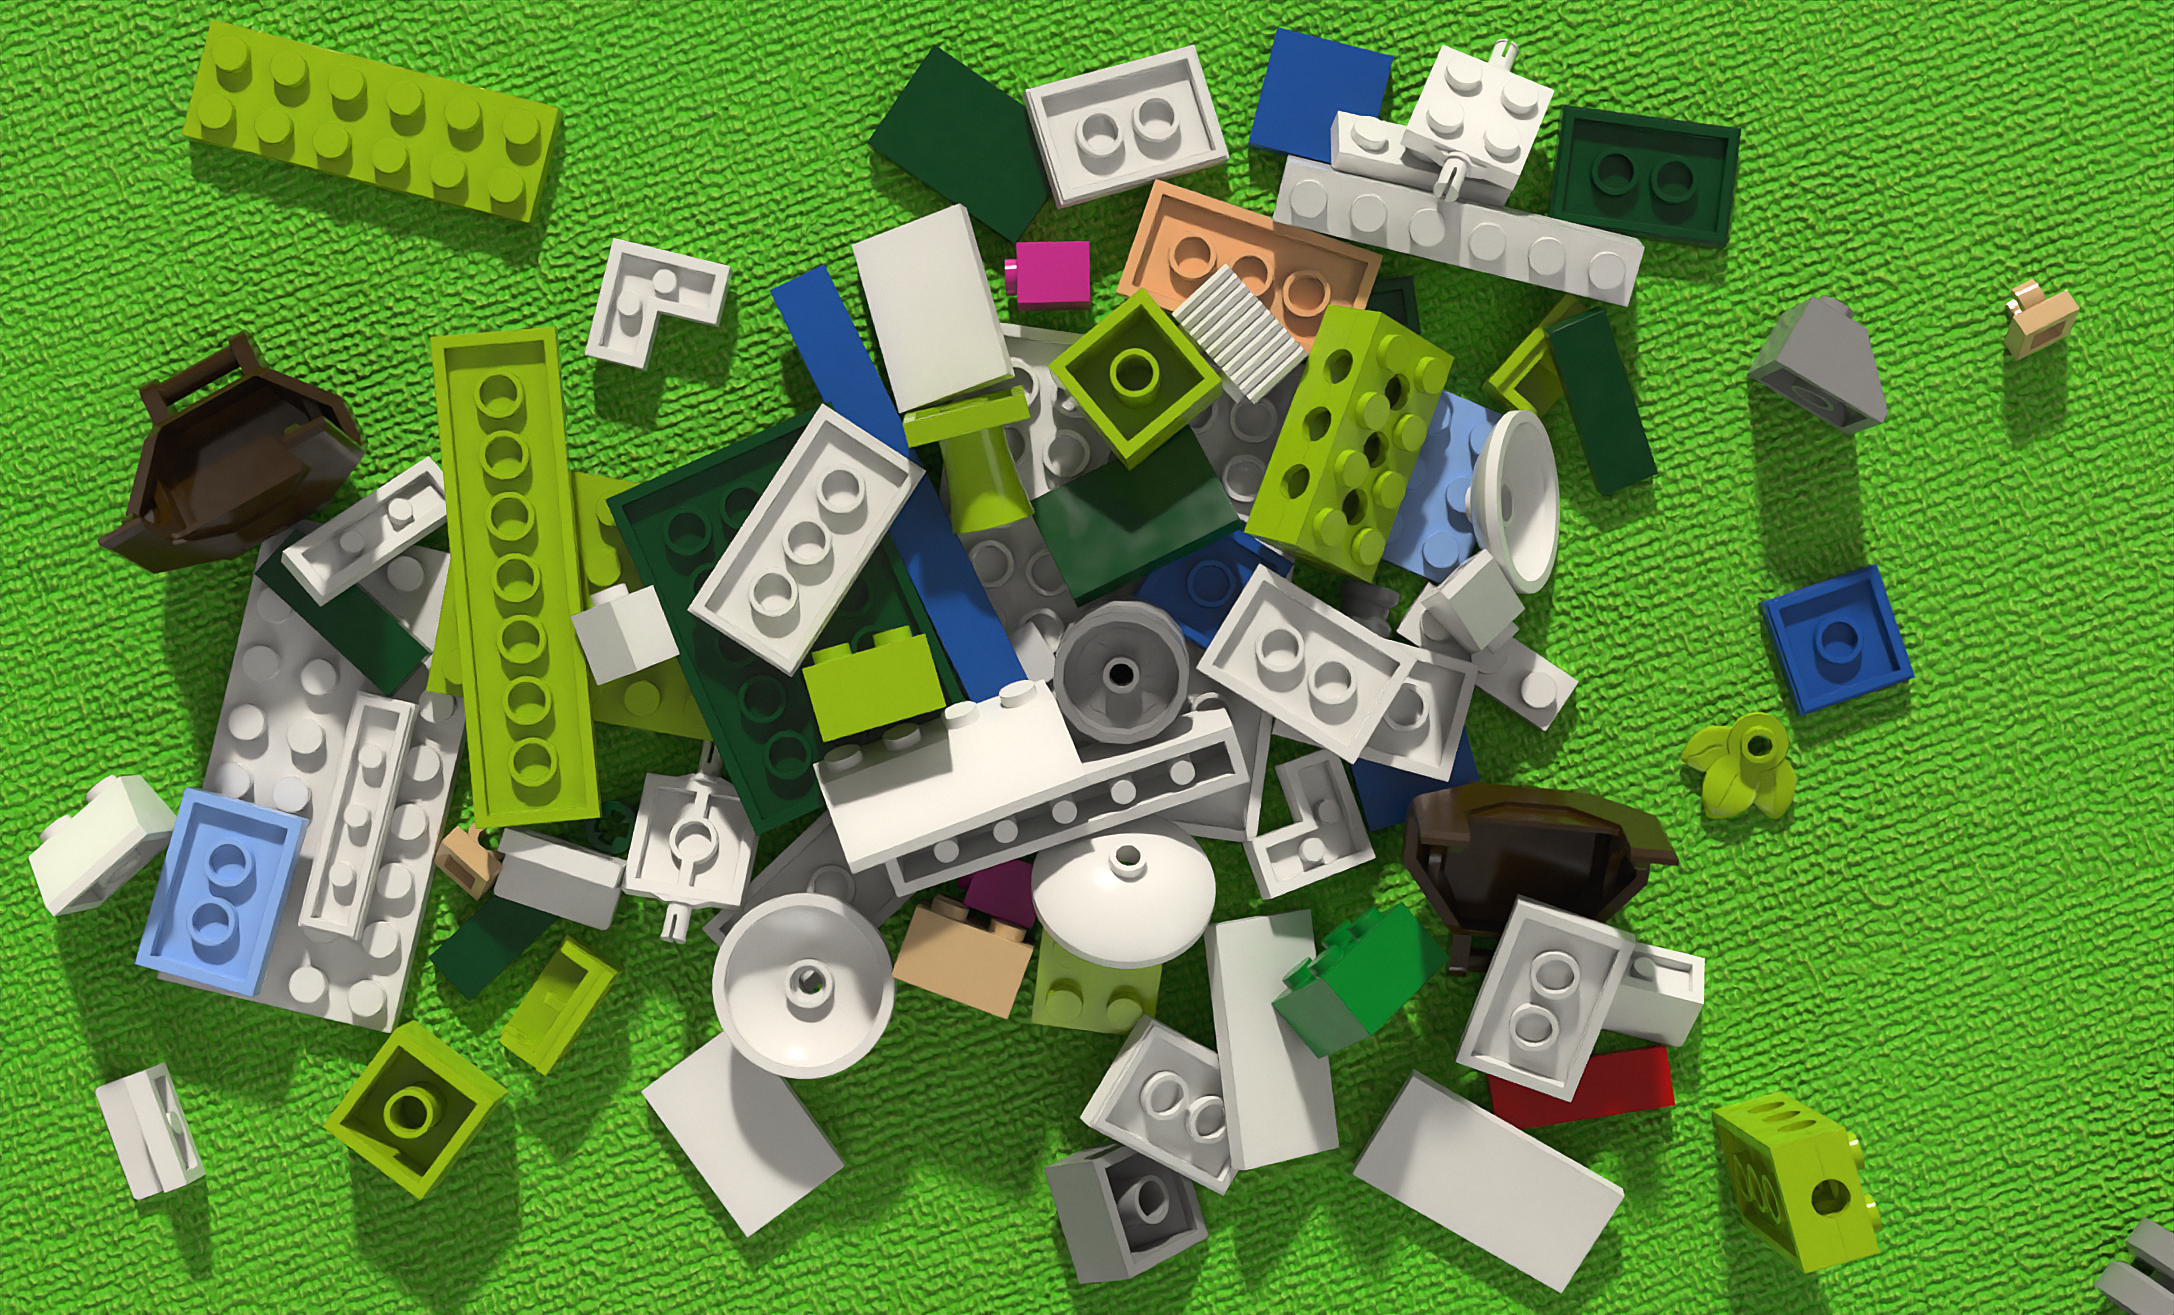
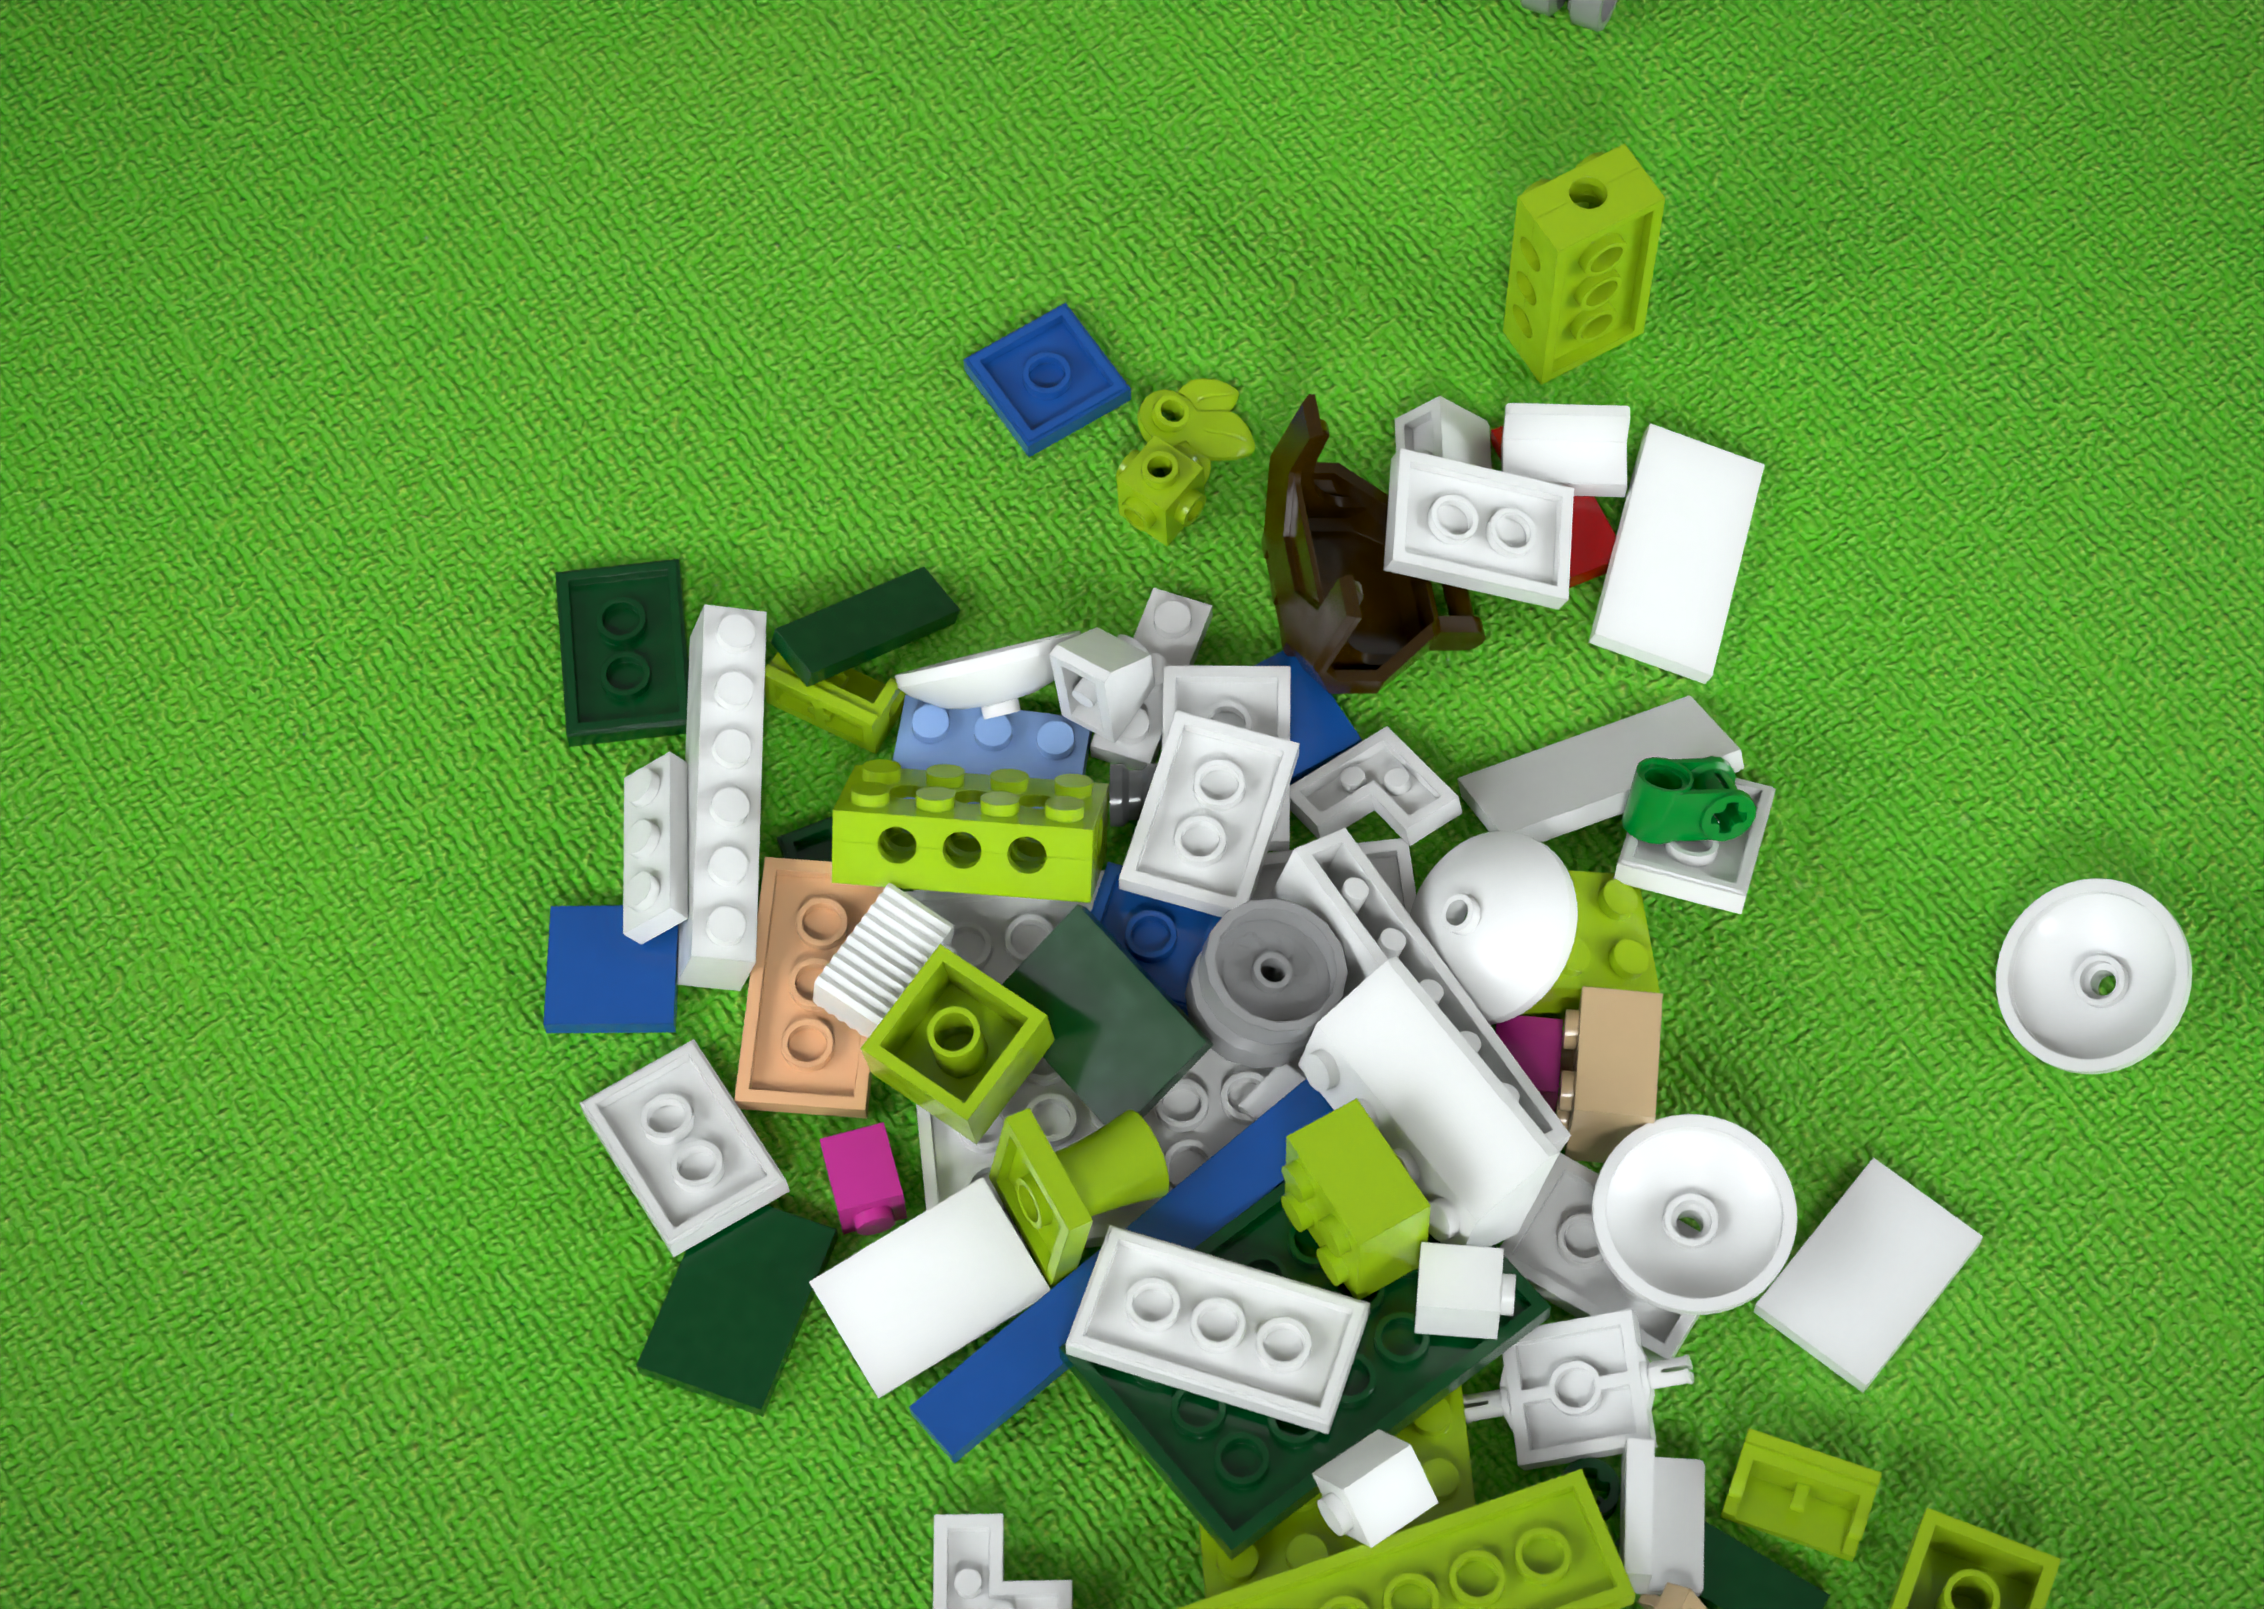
camera: 100 degrees left, 25 degrees down
(776, 760) = (1462, 1290): none -> white brick
(1122, 1211) = (1824, 875): light grey slope -> none
(1201, 1103) = (1678, 801): none -> green piece
(1358, 979) = (1515, 692): green brick -> none
(1476, 118) = (603, 797): white plate -> none
(1613, 1106) = (1568, 446): none -> white panel
(1656, 713) = (1161, 489): none -> lime brick
(1823, 365) = (780, 435): light grey slope -> none
(2037, 320) = (686, 277): tan tile -> none

